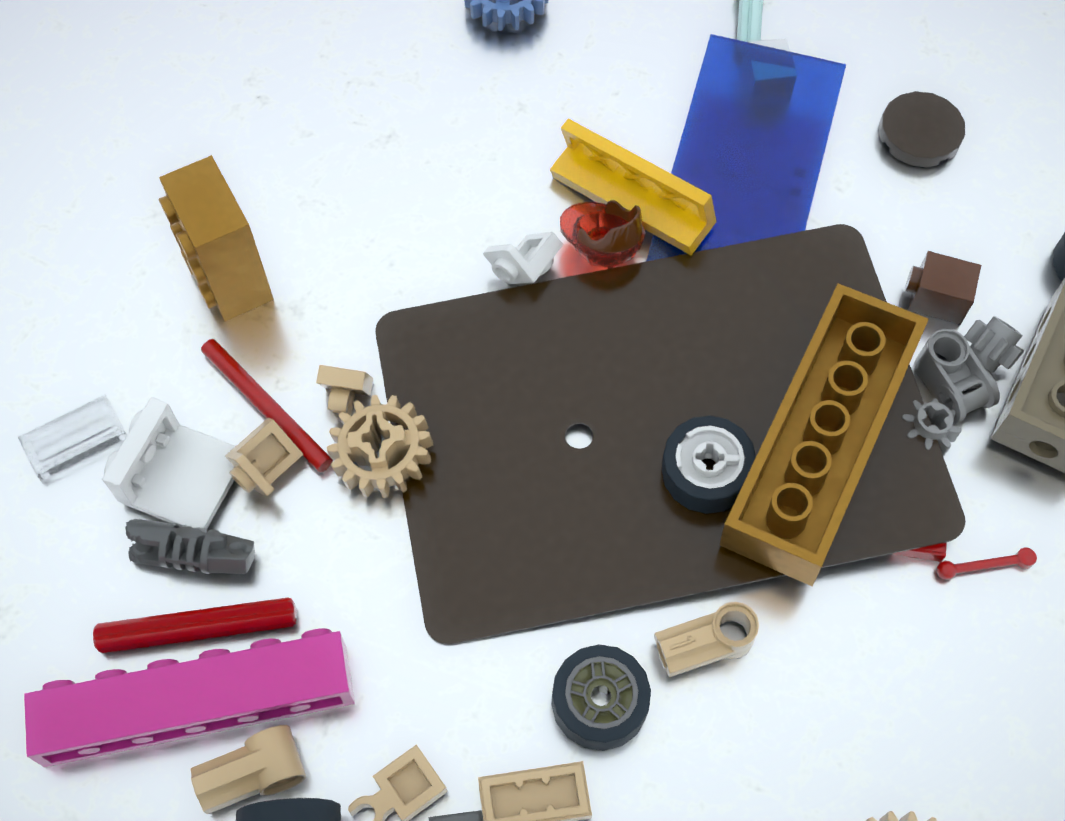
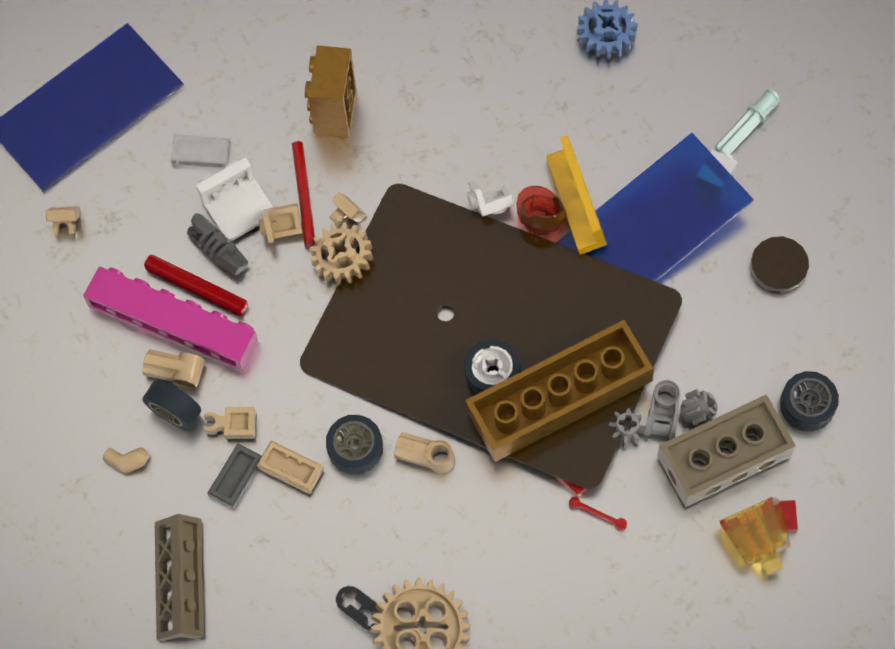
camera: 40 degrees right, 5 degrees up
(943, 287) = (701, 360): reddish brown brick -> none

